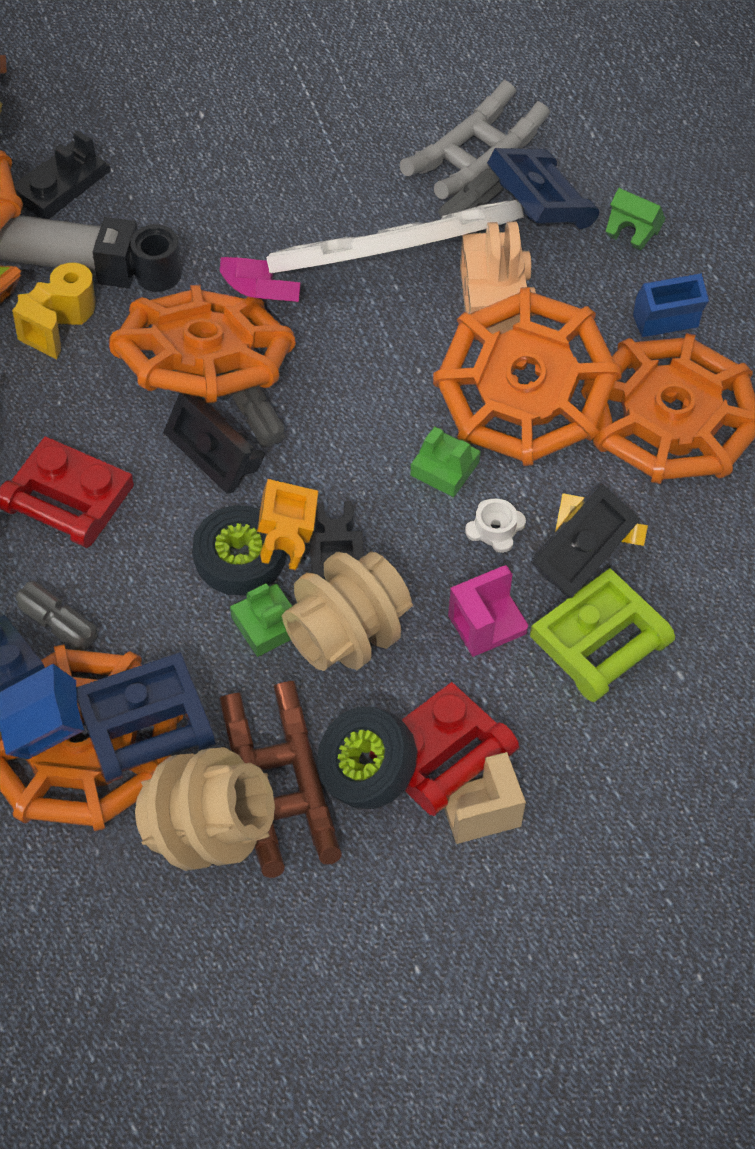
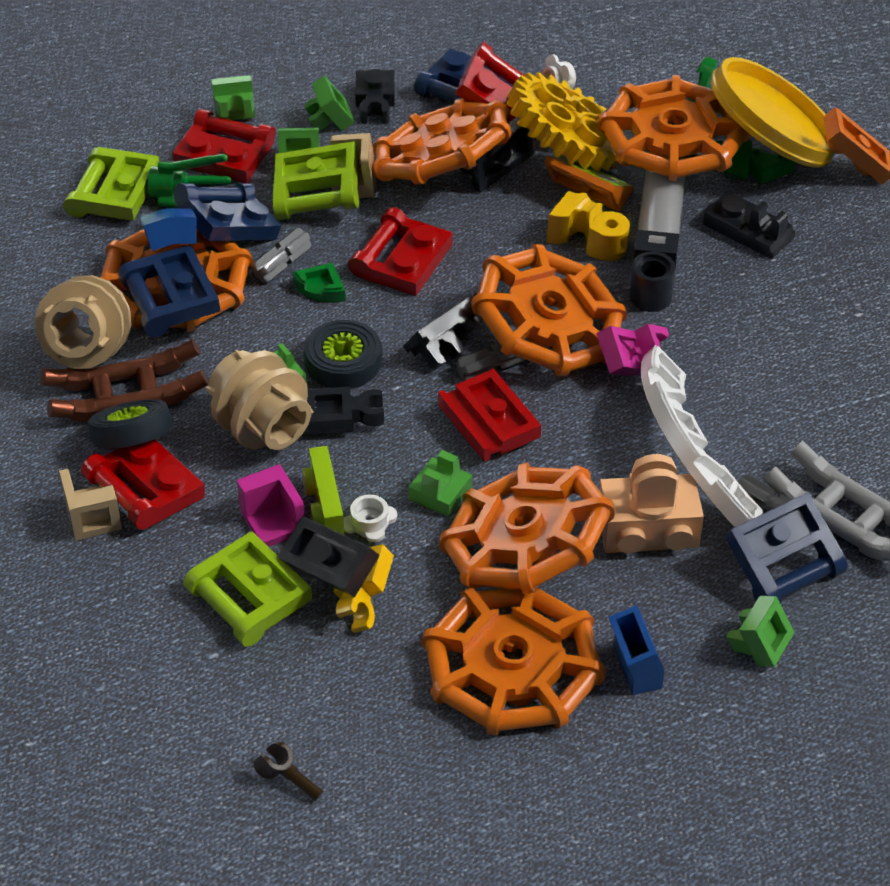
camera: 90 degrees right, 10 degrees down
(109, 576) = (320, 283): none -> green tile
(287, 519) = (358, 363): light orange plate -> none
(348, 412) = (489, 415): none -> red plate
(466, 557) = (321, 483): none -> lime plate

